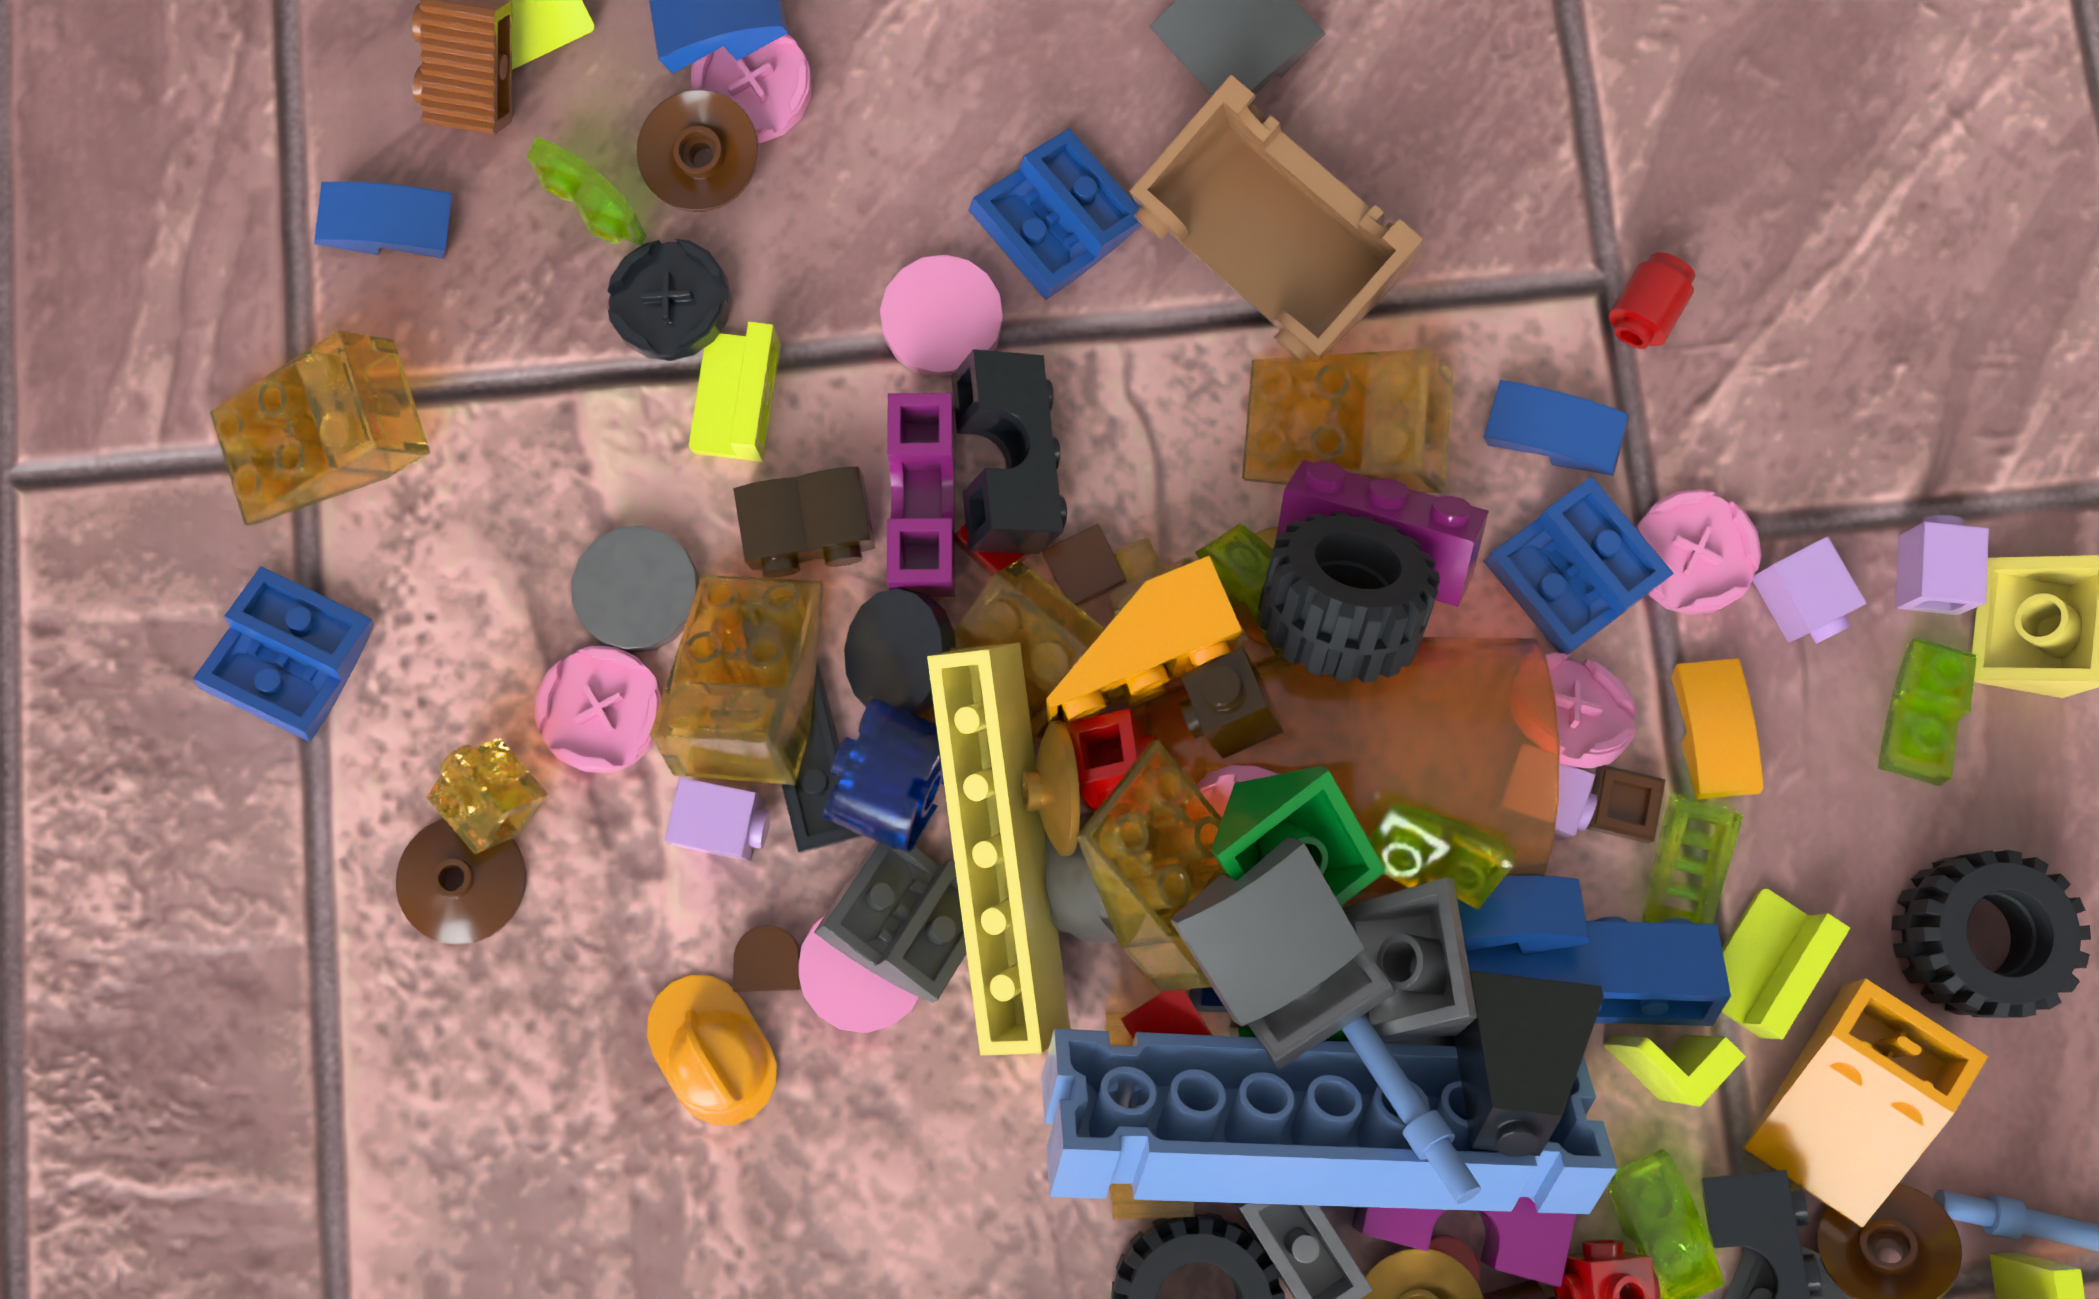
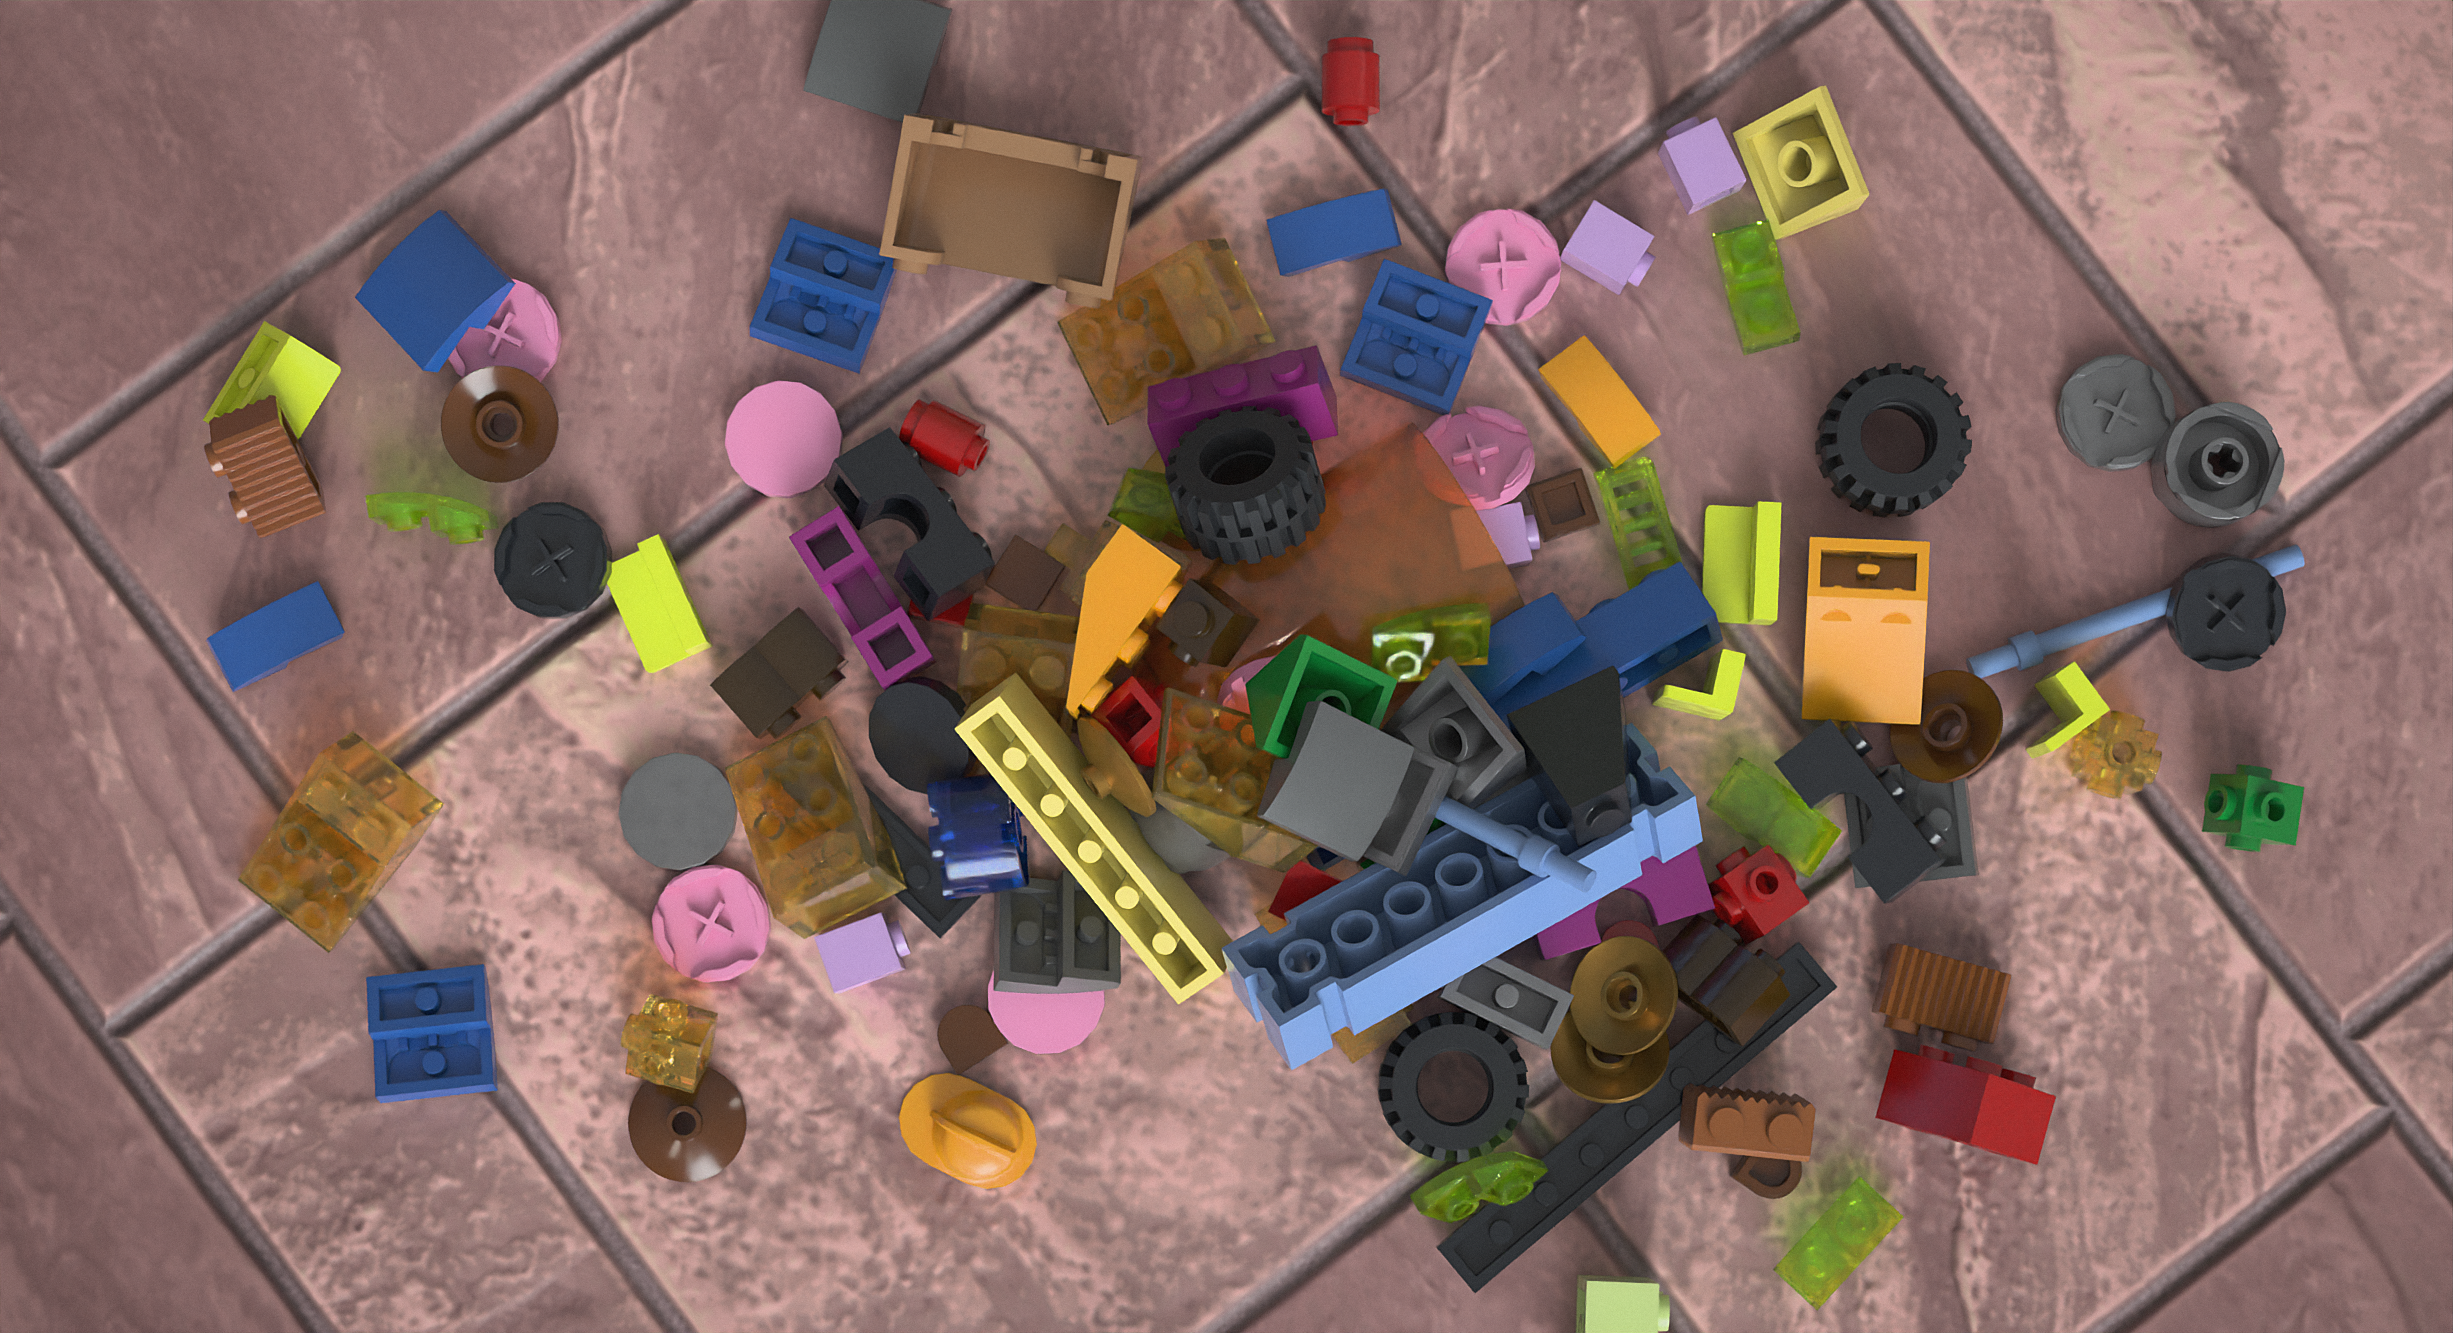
camera: 30 degrees left, 5 degrees up
(1088, 398) = (945, 437): none -> red brick

